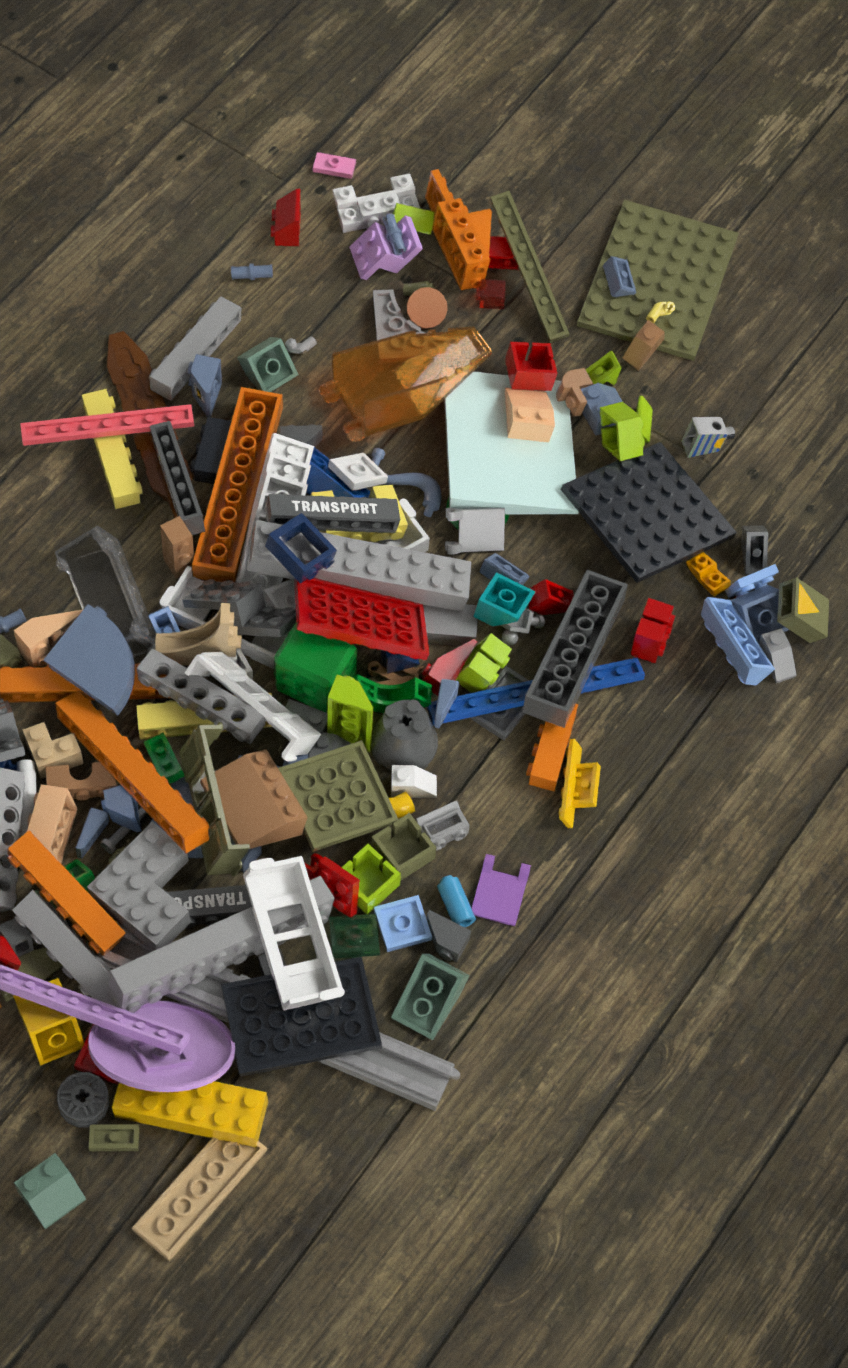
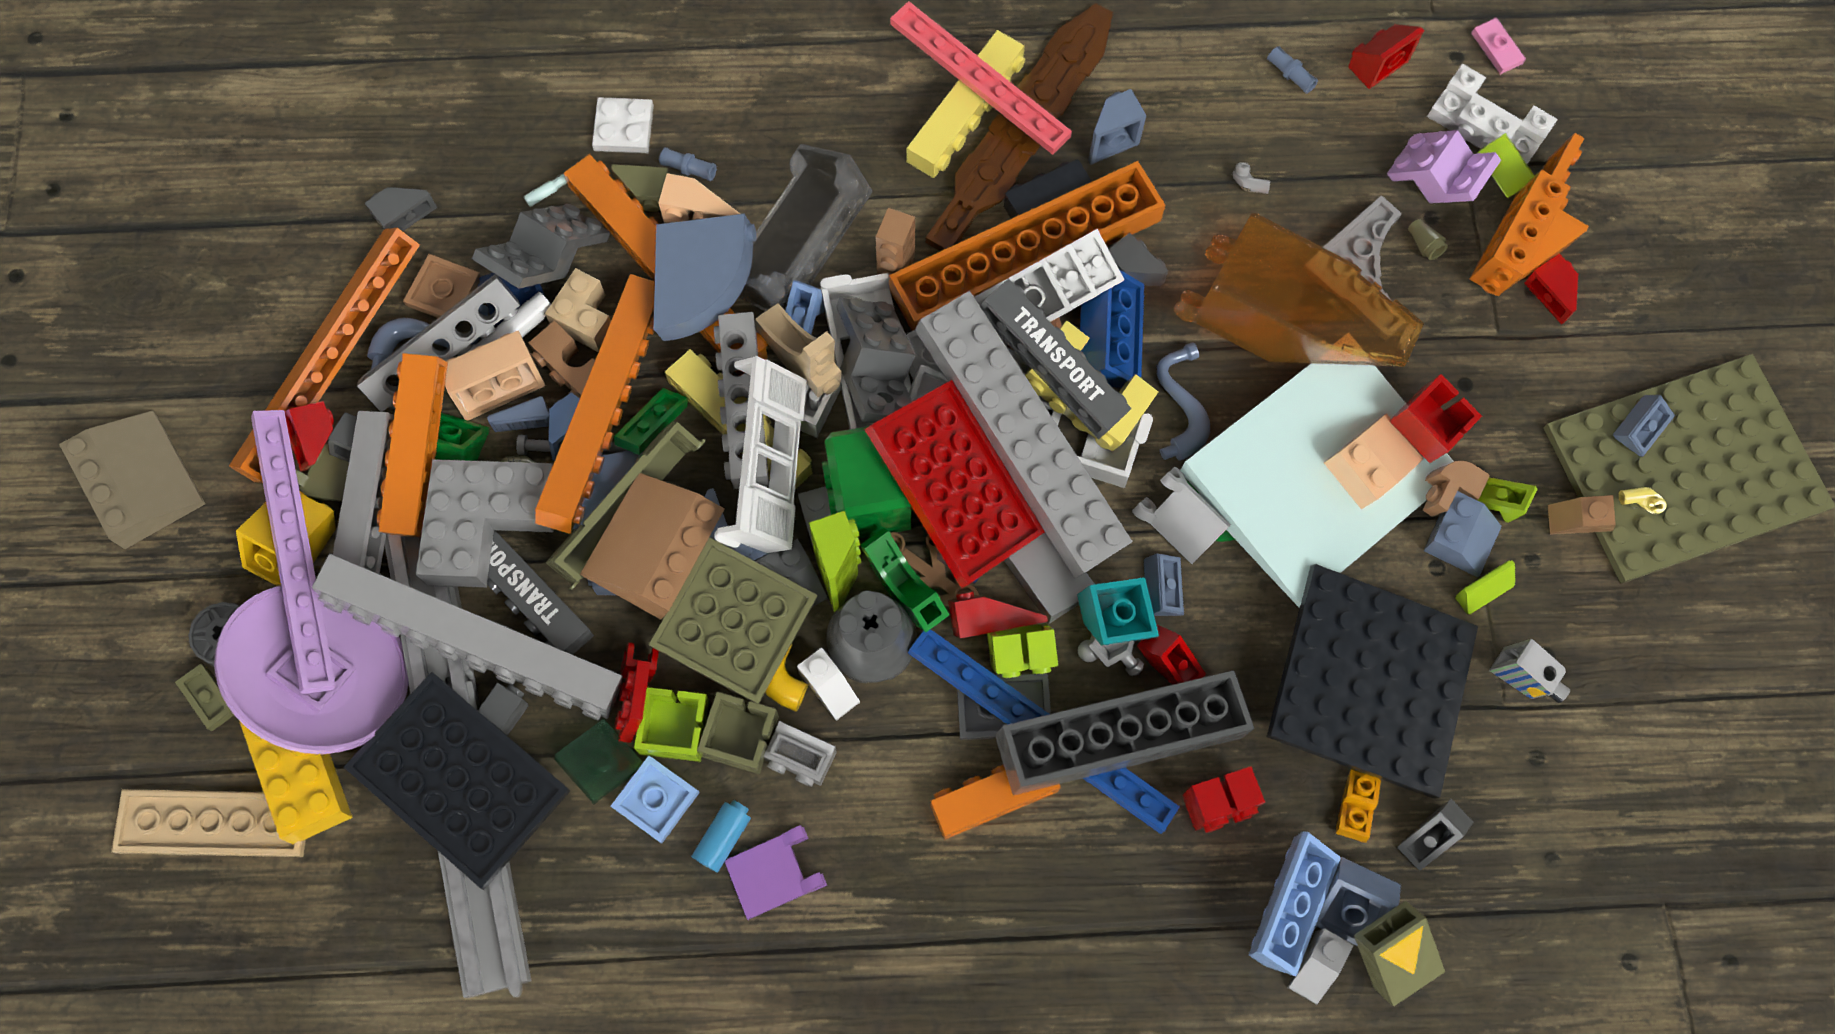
camera: 55 degrees right, 10 degrees up
(49, 1191) = (106, 680): sand green slope -> none
(177, 476) = (971, 185): dark grey brick -> none
(201, 340) = (1153, 86): light grey brick -> none
(268, 364) = (1196, 168): sand green slope -> none
(282, 885) = (481, 754): white piece -> none
(289, 560) = (973, 330): dark blue window -> none
(357, 471) = (1144, 346): white plate -> none
(394, 234) = (1461, 160): sand blue pin -> none
(426, 308) = (1411, 262): nougat tile -> none
(430, 995) = (592, 892): sand green slope -> none
(447, 695) = (940, 642): sand blue slope -> none
(447, 936) = (672, 859): dark grey slope -> none
(491, 294) = (1493, 312): clear red brick -> none
(529, 266) = (1561, 321): olive plate -> none
(580, 784) = (968, 861): yellow bracket -> none
(626, 436) = (1445, 576): lime piece -> none
(752, 581) = (1396, 870): light blue plate -> none

